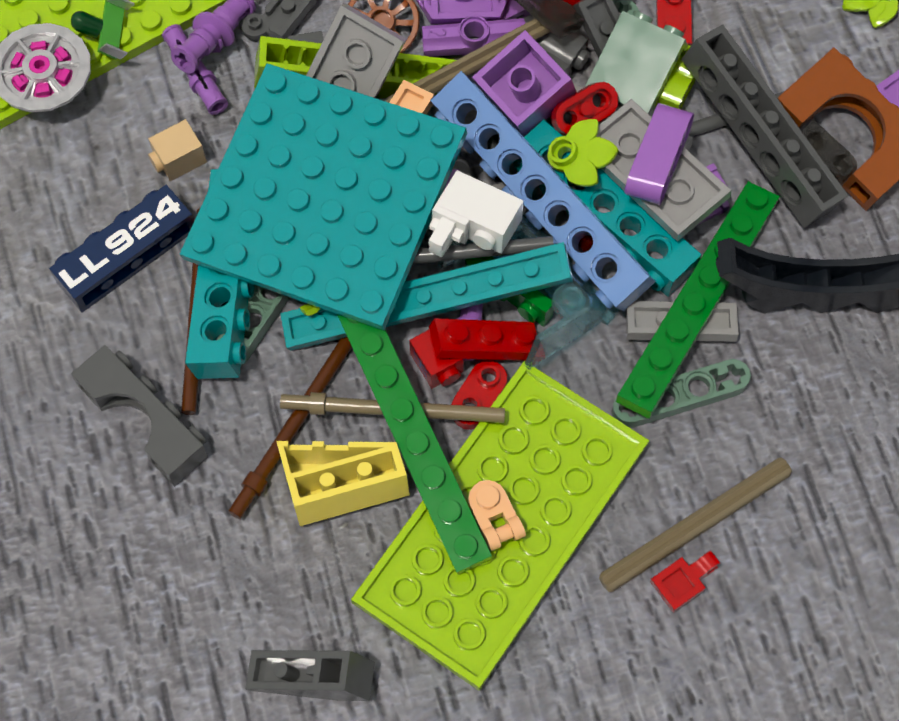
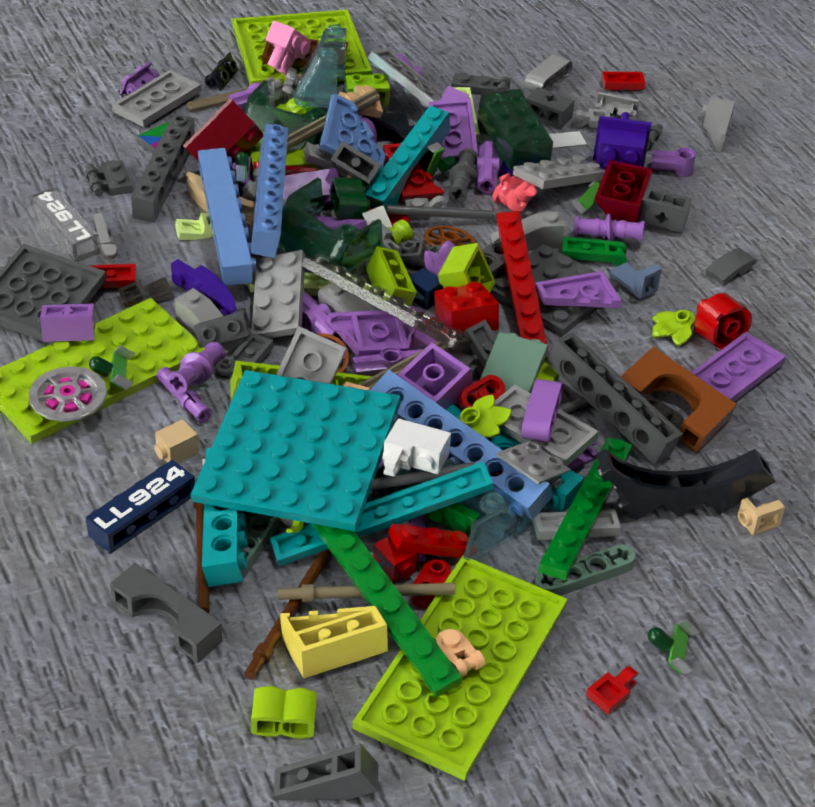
camera: 10 degrees left, 25 degrees down
(269, 575) = (283, 712): none -> lime brick
(634, 239) = (535, 463): none -> light grey hinge
(695, 524) = (610, 656): dark tan axle -> none
(778, 519) = (677, 644): none -> piece

